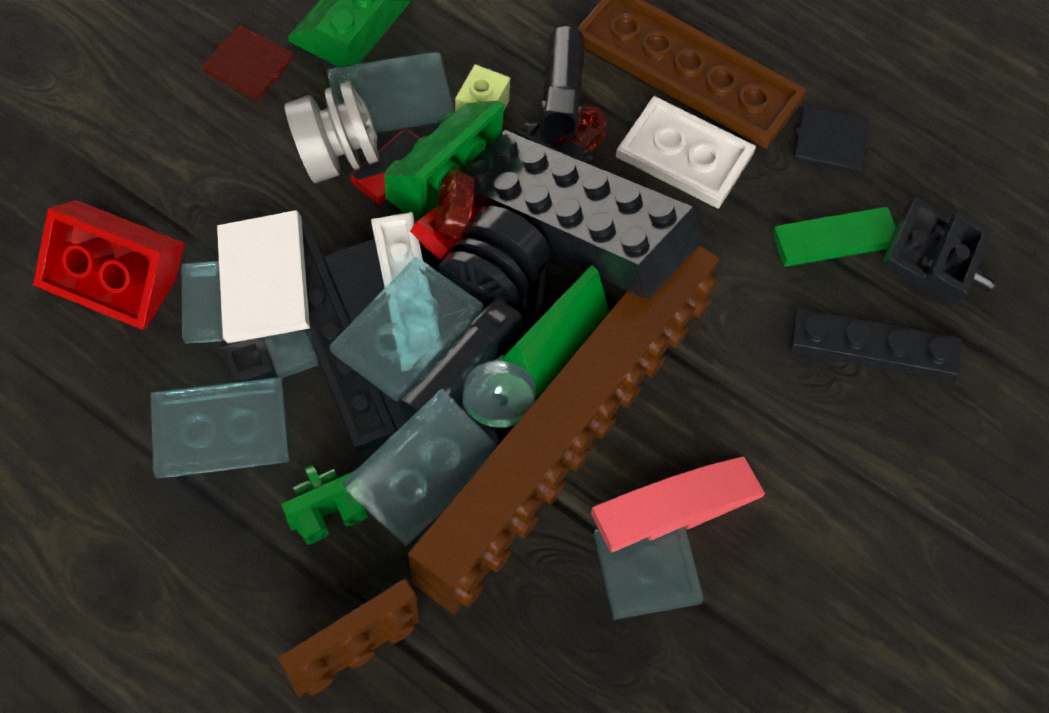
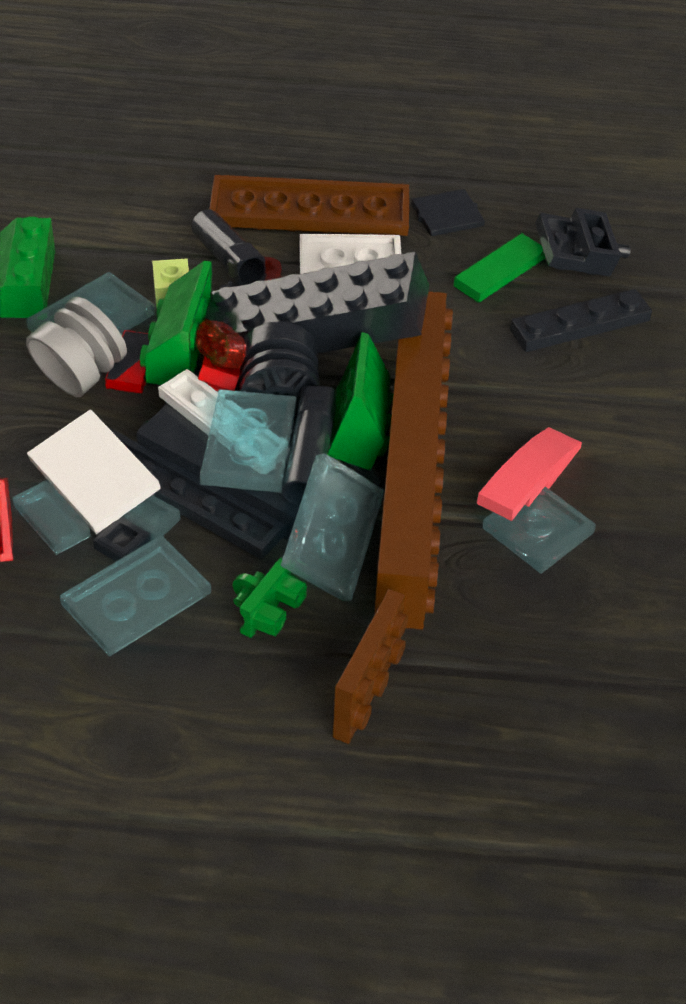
camera: 30 degrees left, 15 degrees down
(498, 378) = (350, 432): clear light blue piece -> none

